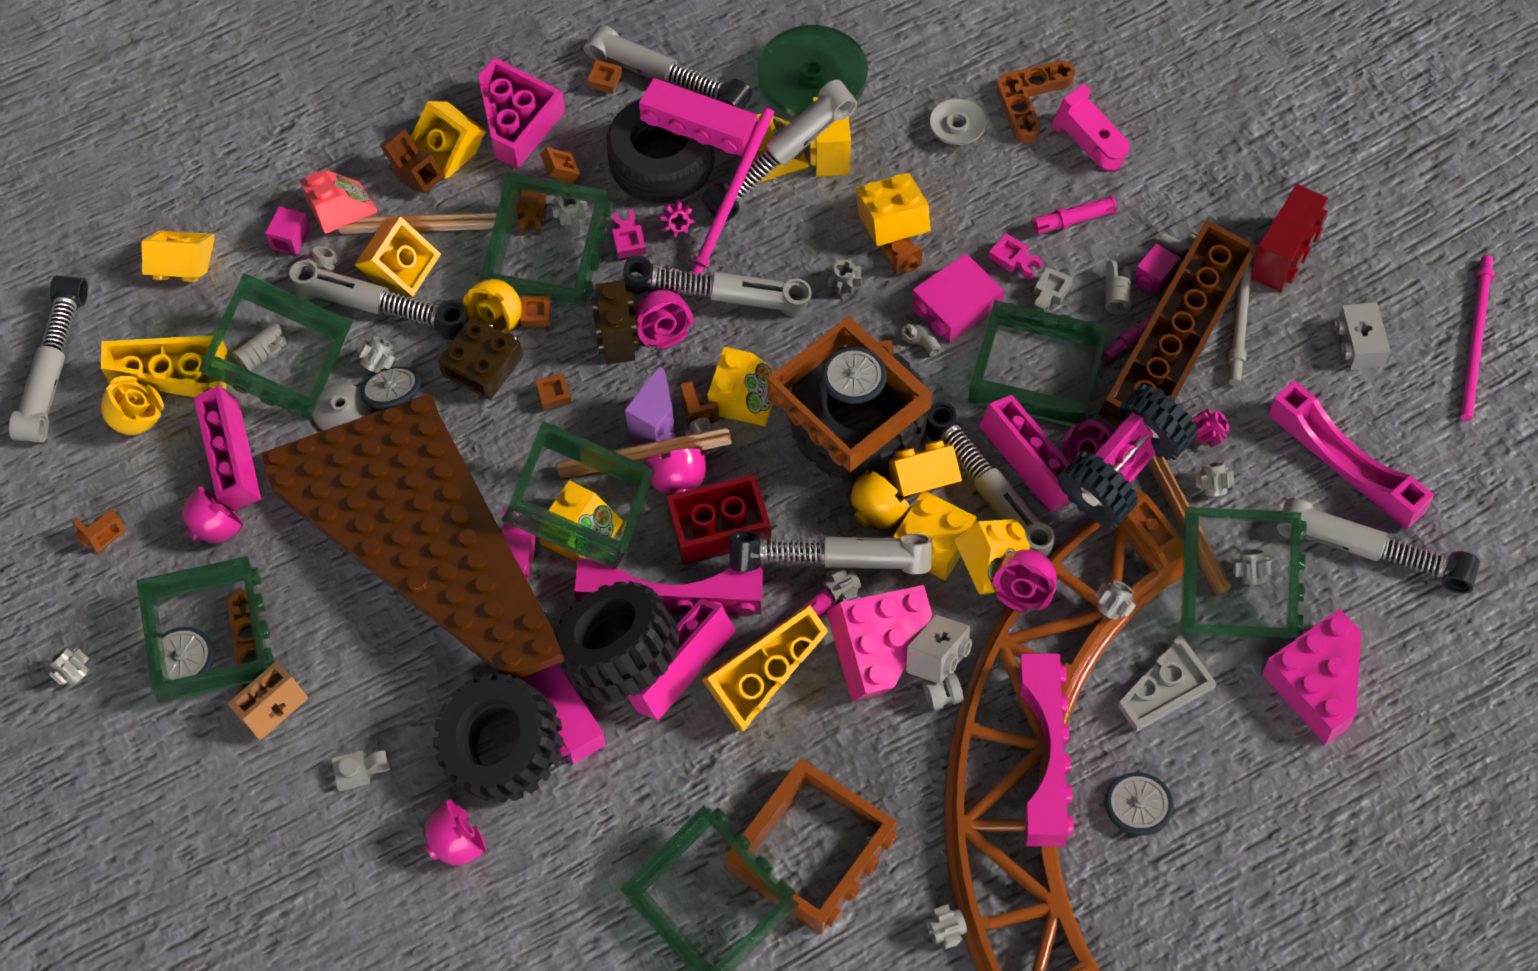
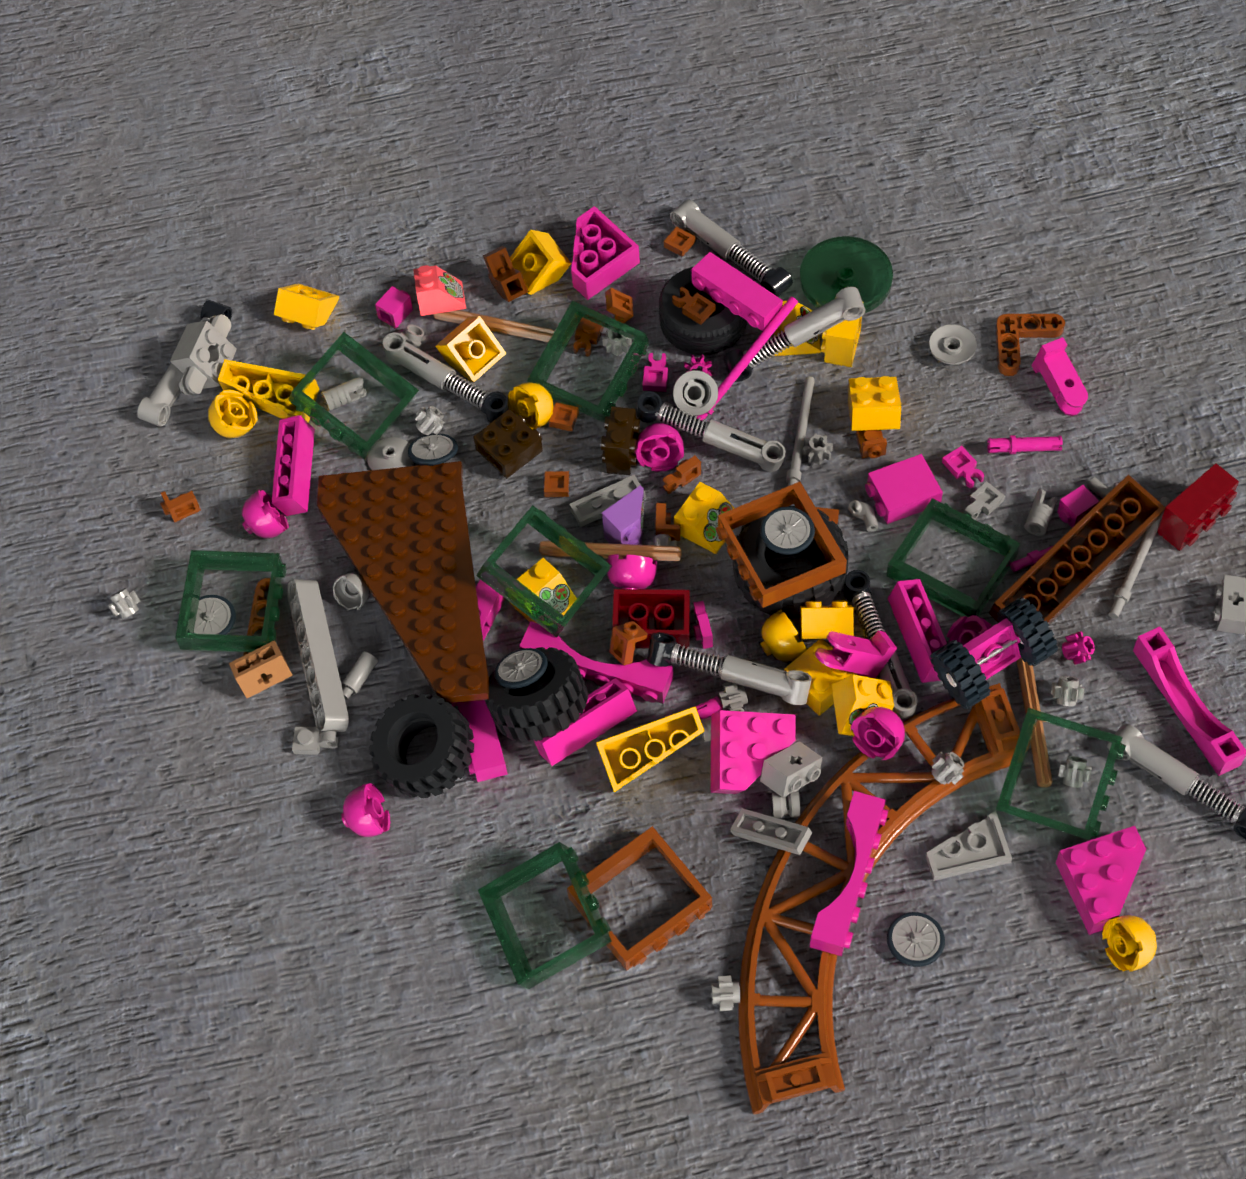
camera: 20 degrees right, 0 degrees up
(71, 341) = (203, 353): none -> light grey brick
(332, 666) = (317, 656): none -> light grey beam
(347, 579) = (350, 591): none -> light grey hair
(388, 676) = (358, 674): none -> light grey cylinder
(590, 615) = (520, 668): none -> light grey wheel
(615, 398) = (591, 507): none -> light grey plate
(655, 147) = (695, 307): none -> reddish brown plate
(684, 244) = (695, 392): none -> light grey piece
(699, 552) = (624, 640): none -> dark orange bracket
(701, 340) = (685, 473): none -> dark orange plate
(781, 516) = (702, 629): none -> dark pink plate
(826, 312) = (794, 474): none -> light grey bar
(938, 726) = (771, 831): none -> light grey plate
(973, 497) = (857, 654): none -> dark pink piece
(1375, 740) = (1130, 942): none -> yellow cylinder

